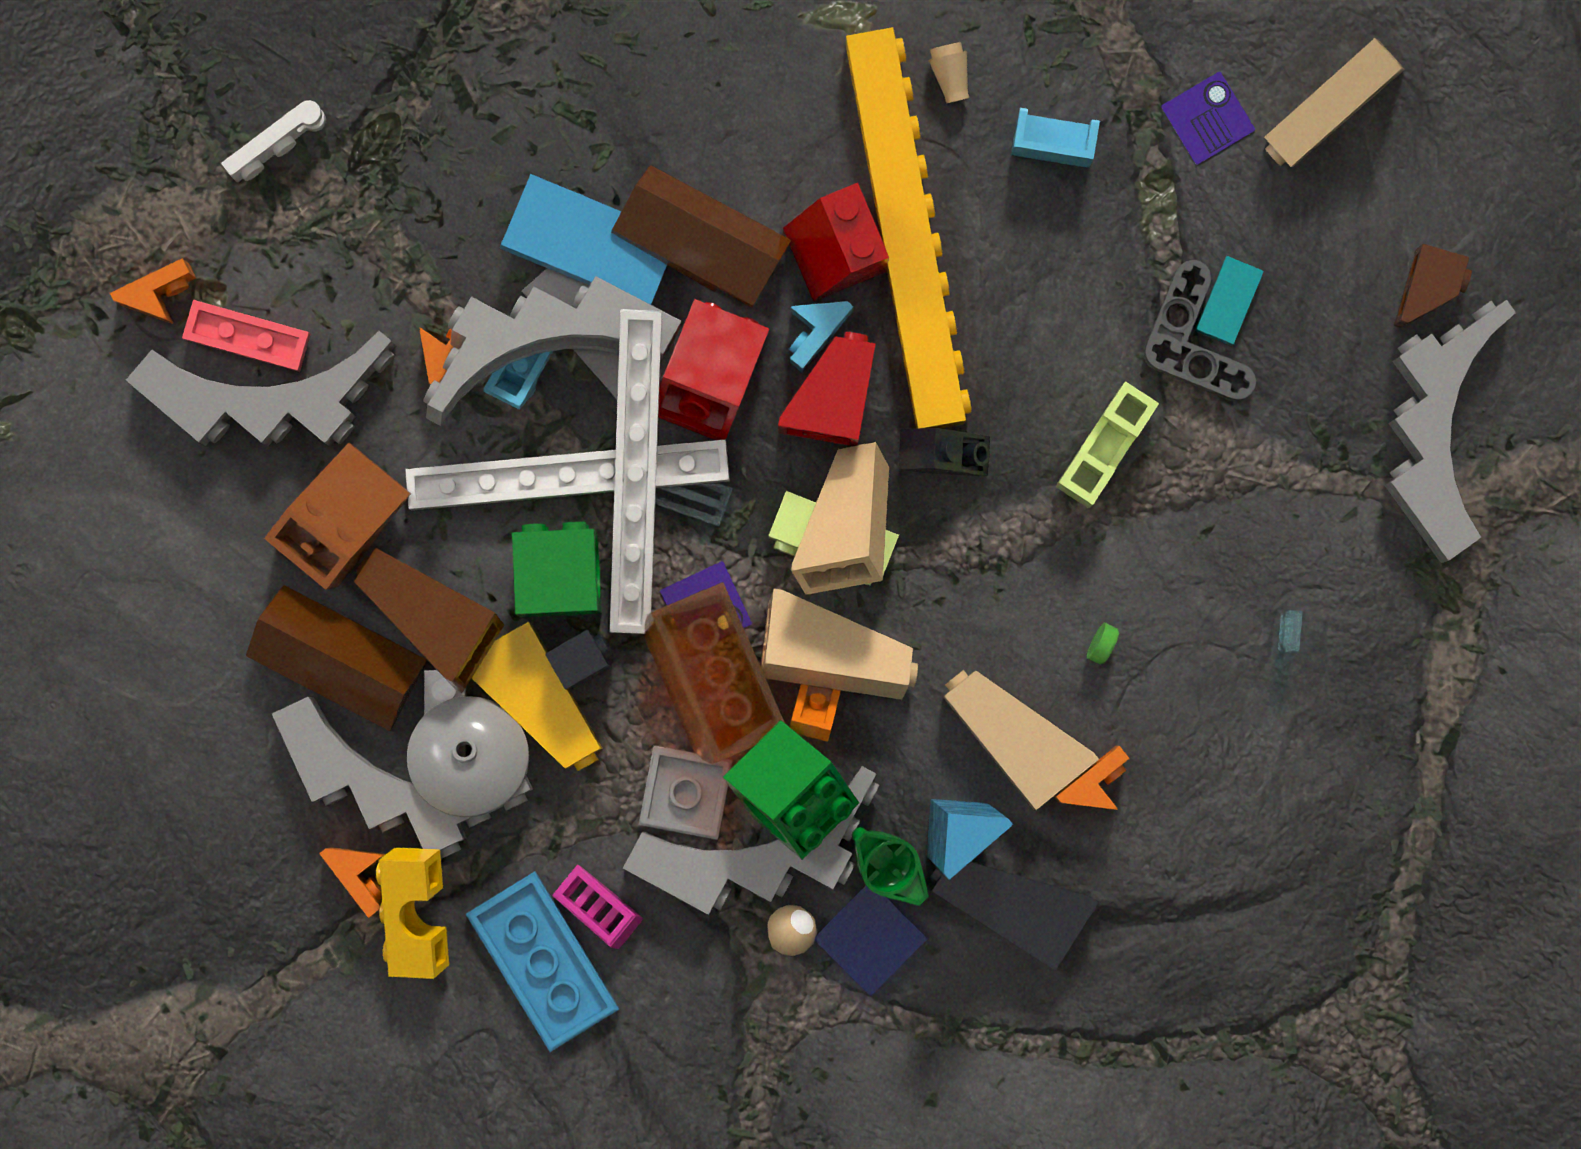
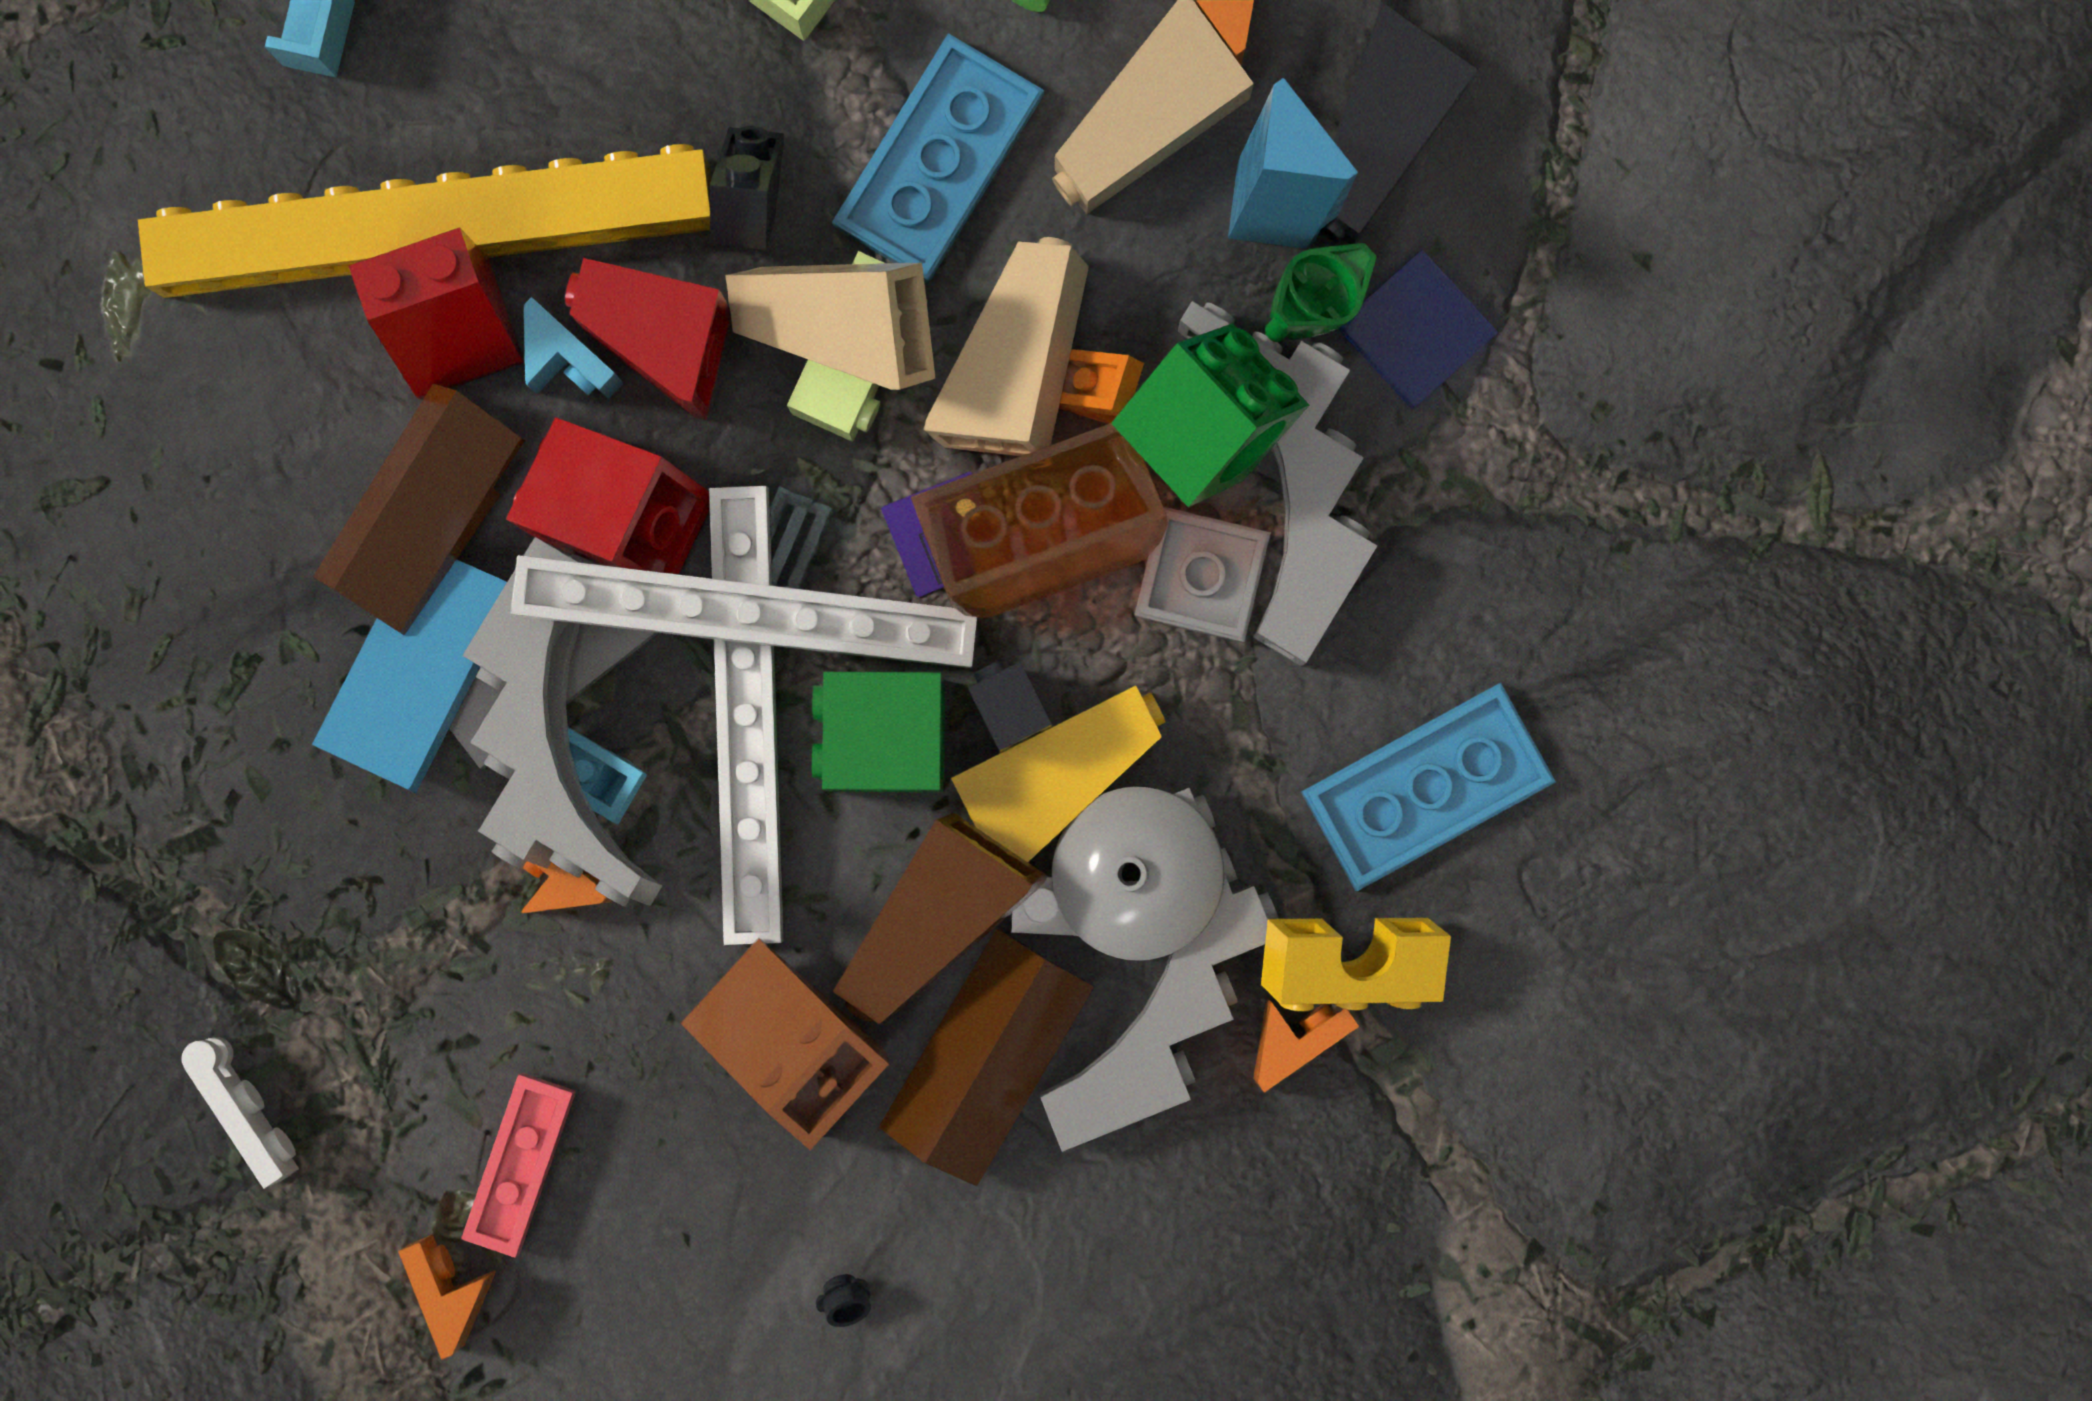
camera: 90 degrees left, 0 degrees up
(162, 568) = (844, 1300): none -> black plate
(265, 412) = (619, 1068): light grey arch -> none
(623, 929) = (1388, 669): dark pink slope -> none
(791, 930) = (1402, 433): tan piece -> none
(950, 69) = (208, 149): tan cone -> none
(975, 587) = (938, 157): none -> dark azure tile

